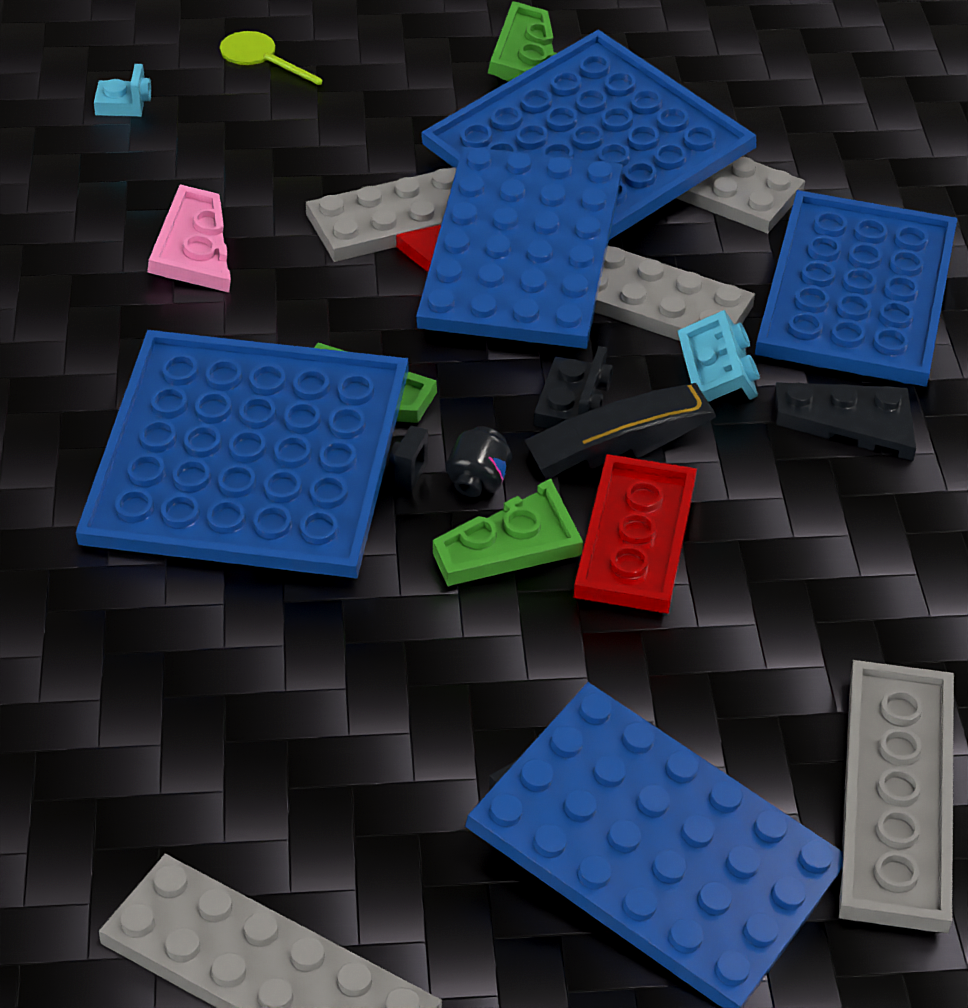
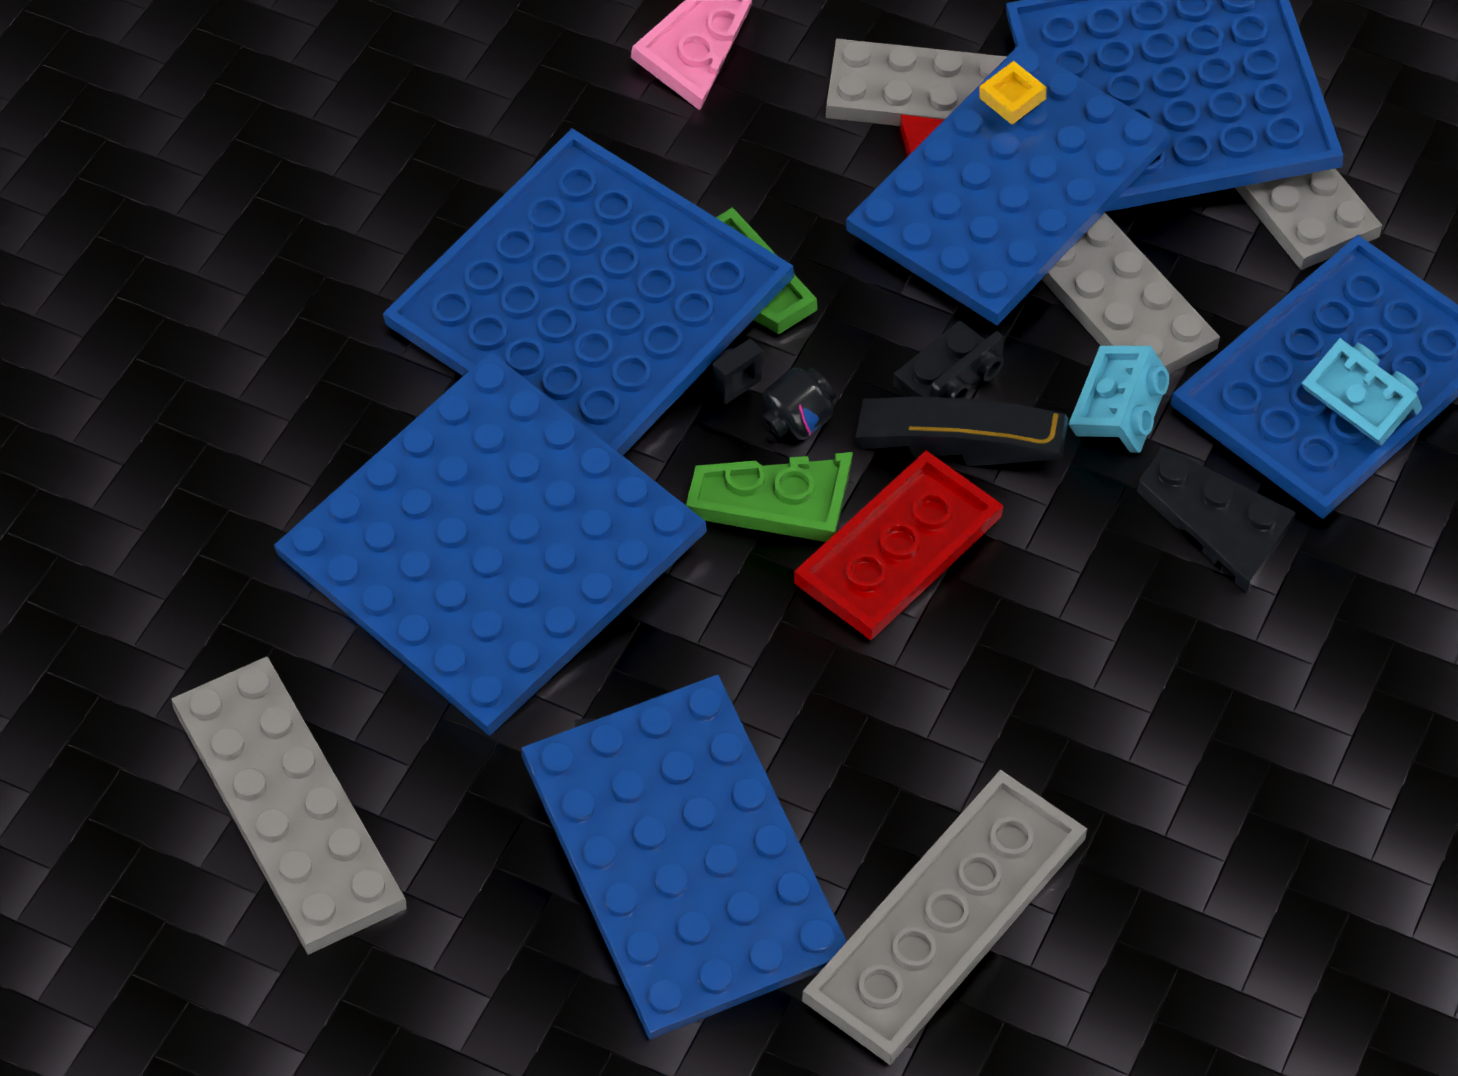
camera: 30 degrees right, 10 degrees up
(299, 674) = (490, 541): none -> blue plate
(491, 174) = (1012, 92): none -> yellow plate
(896, 282) = (1362, 391): none -> medium azure bracket

